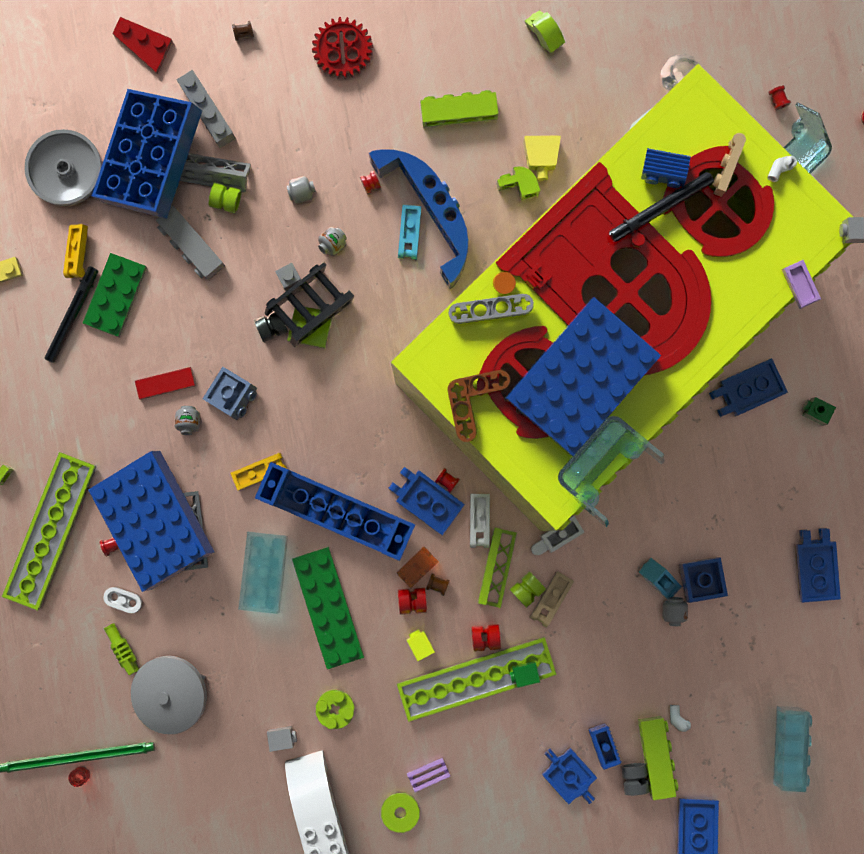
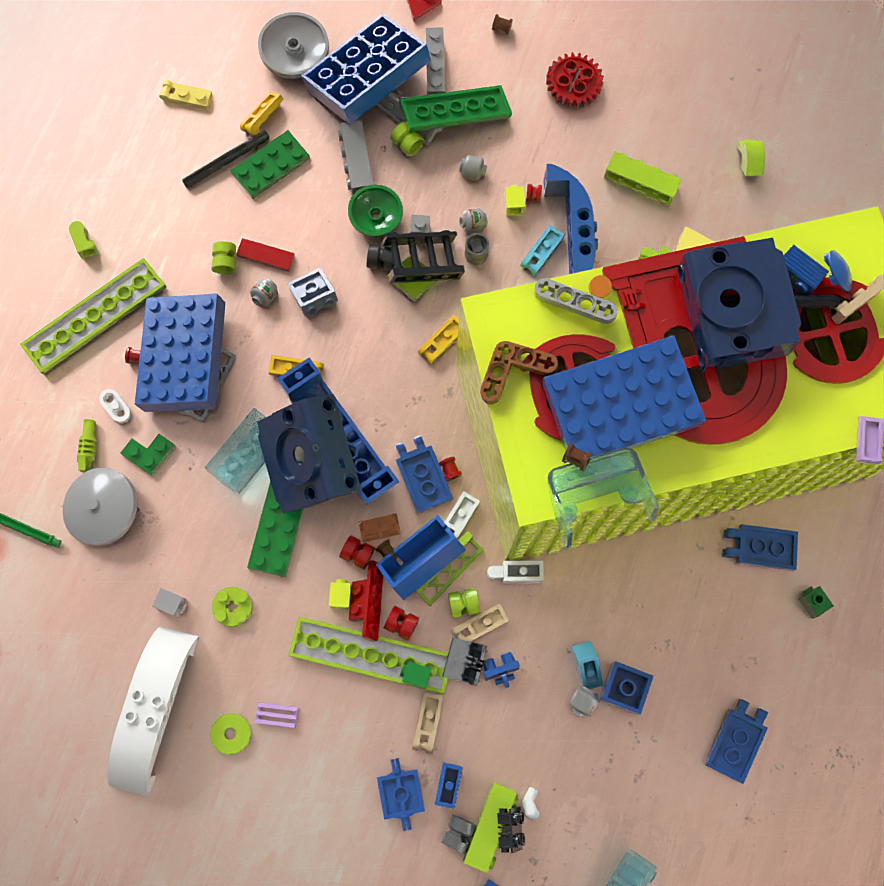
camera: 30 degrees right, 10 degrees down
(131, 410) = (223, 257): none -> lime wheel
(182, 627) = (148, 458): none -> green plate
(238, 272) = (372, 201): none -> green dish
(251, 143) = (455, 108): none -> green plate
(310, 529) = (320, 475): none -> dark blue piece
(351, 267) = (476, 248): none -> dark grey wheel
(357, 199) = (514, 200): none -> neon yellow brick
(370, 367) = (440, 340): none -> yellow plate
(446, 637) = (366, 601): none -> red bracket
(473, 573) = (422, 557): none -> blue piece
(556, 704) = (428, 722): none -> tan plate
(558, 637) = (465, 661): none -> hinge
(574, 452) = (577, 457): none -> reddish brown bush
(596, 617) = (509, 665): none -> blue hips
(659, 231) = (766, 317): none -> dark blue piece
(683, 755) = (515, 818): none -> black hinge
(698, 149) = (840, 270): none -> blue dish

